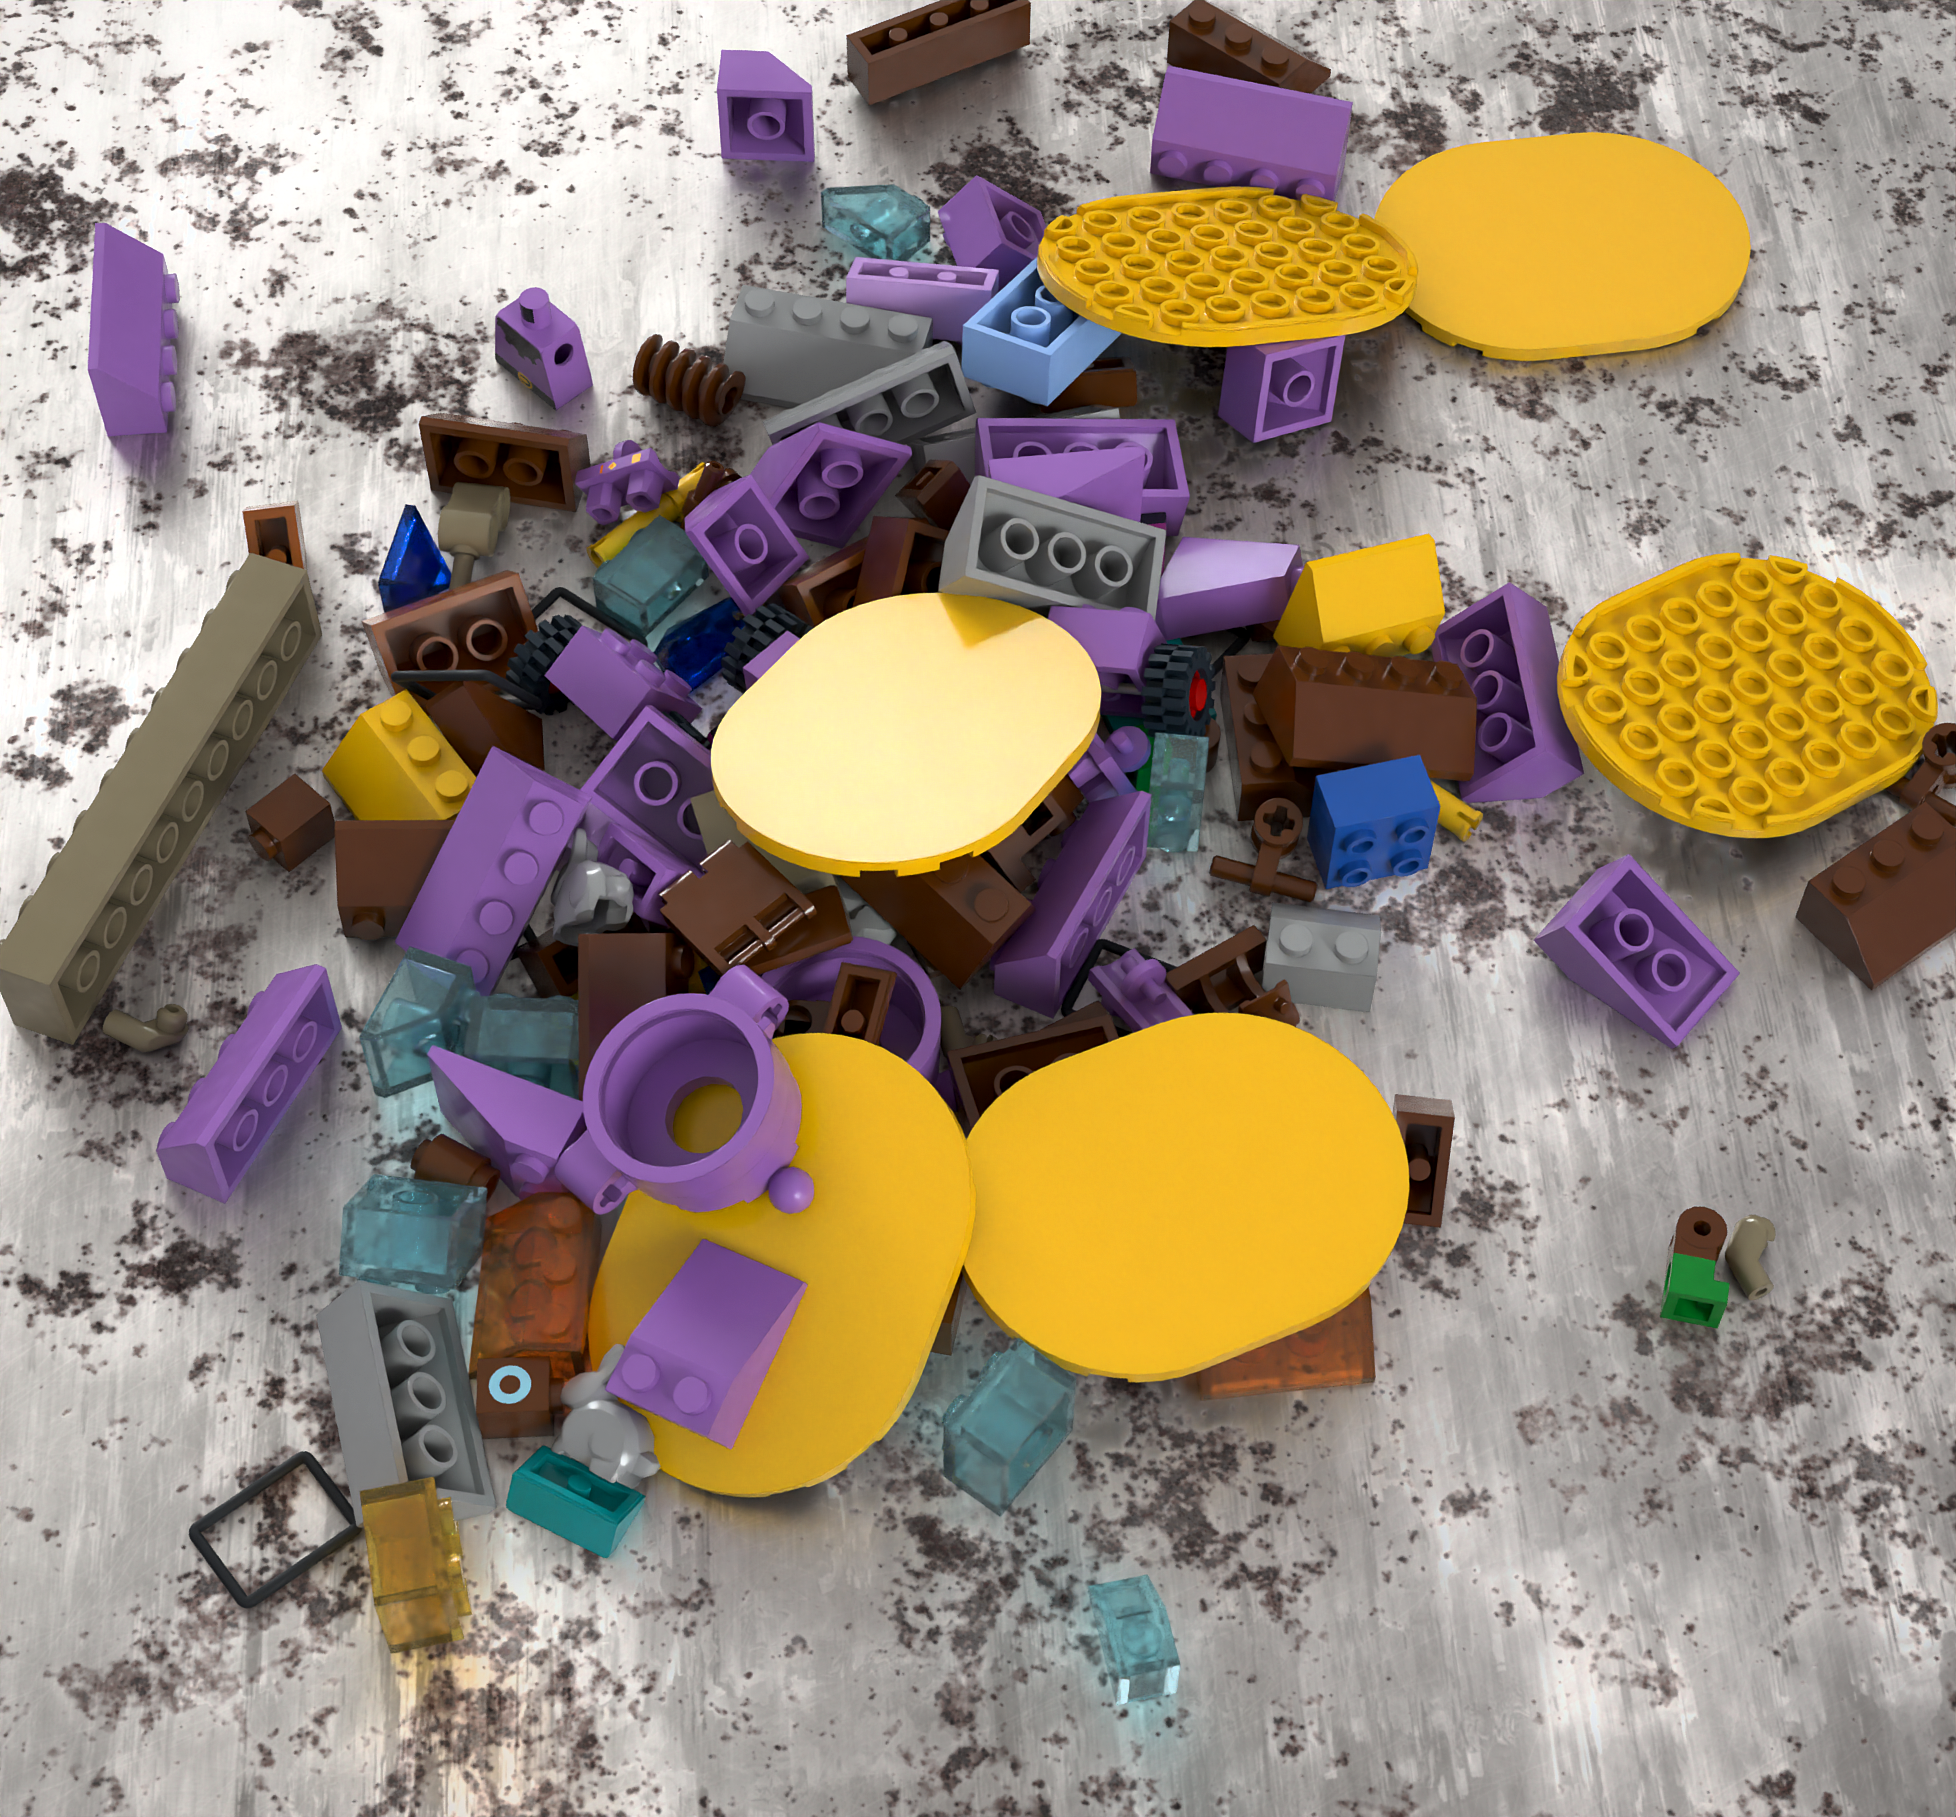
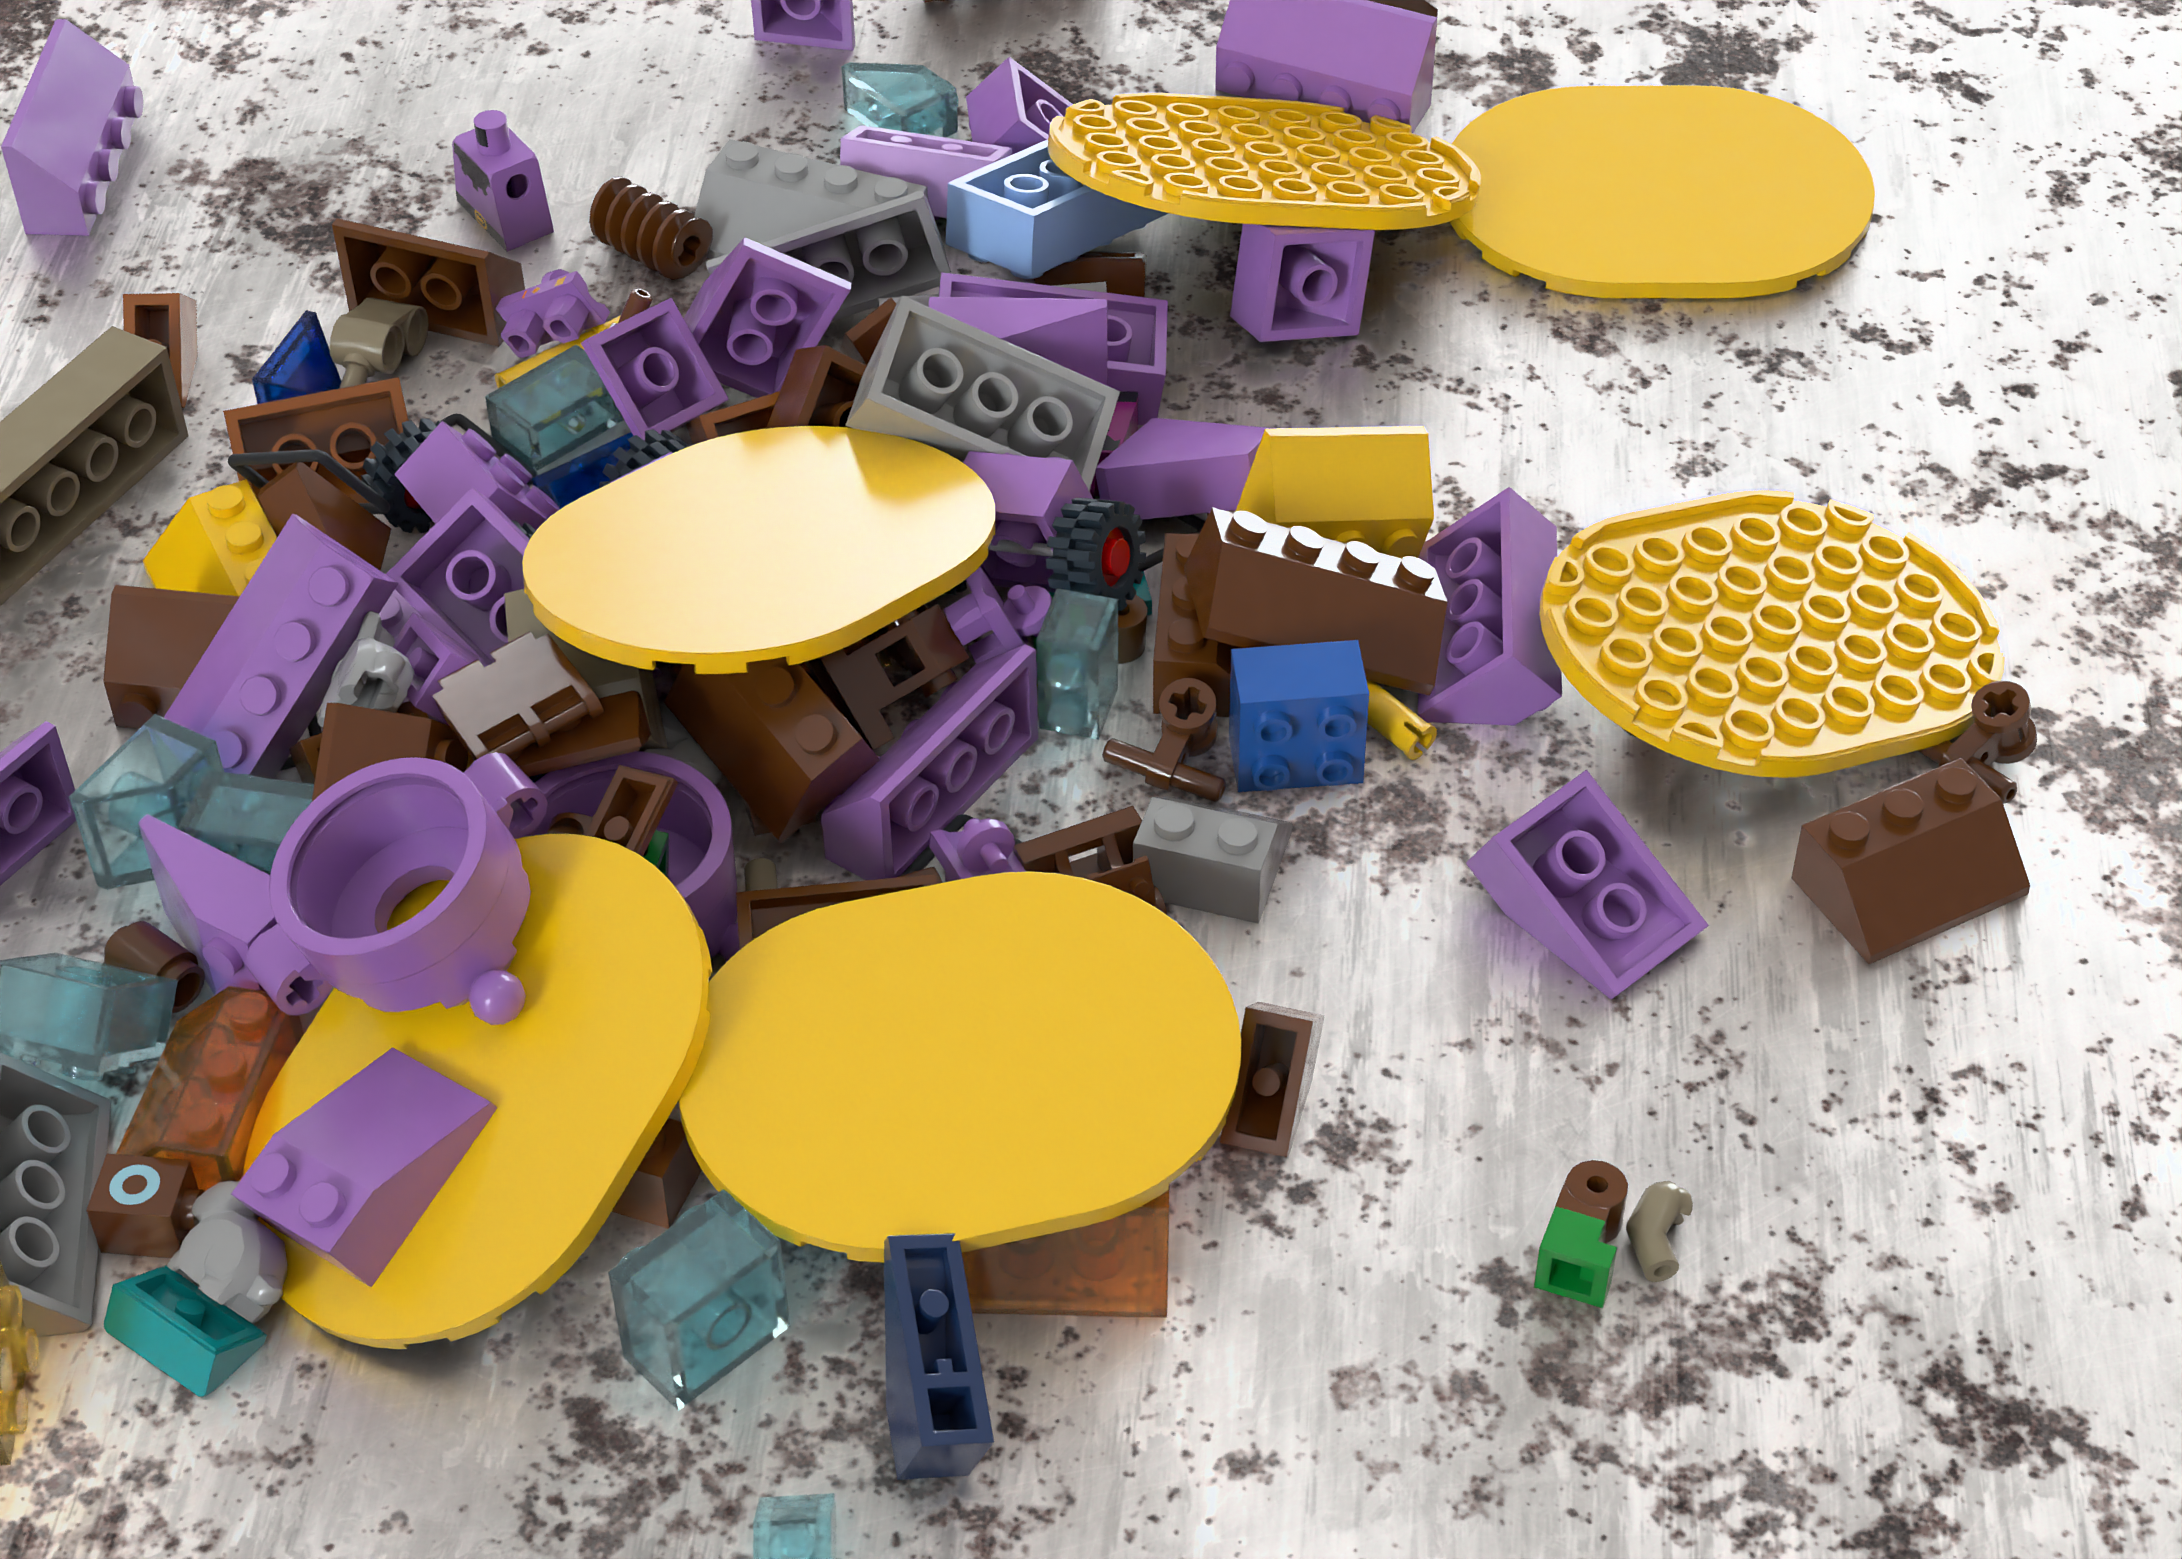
camera: 10 degrees right, 10 degrees down
(290, 823) = (79, 602): reddish brown brick -> none
(1212, 1458) = (932, 1360): none -> dark blue slope

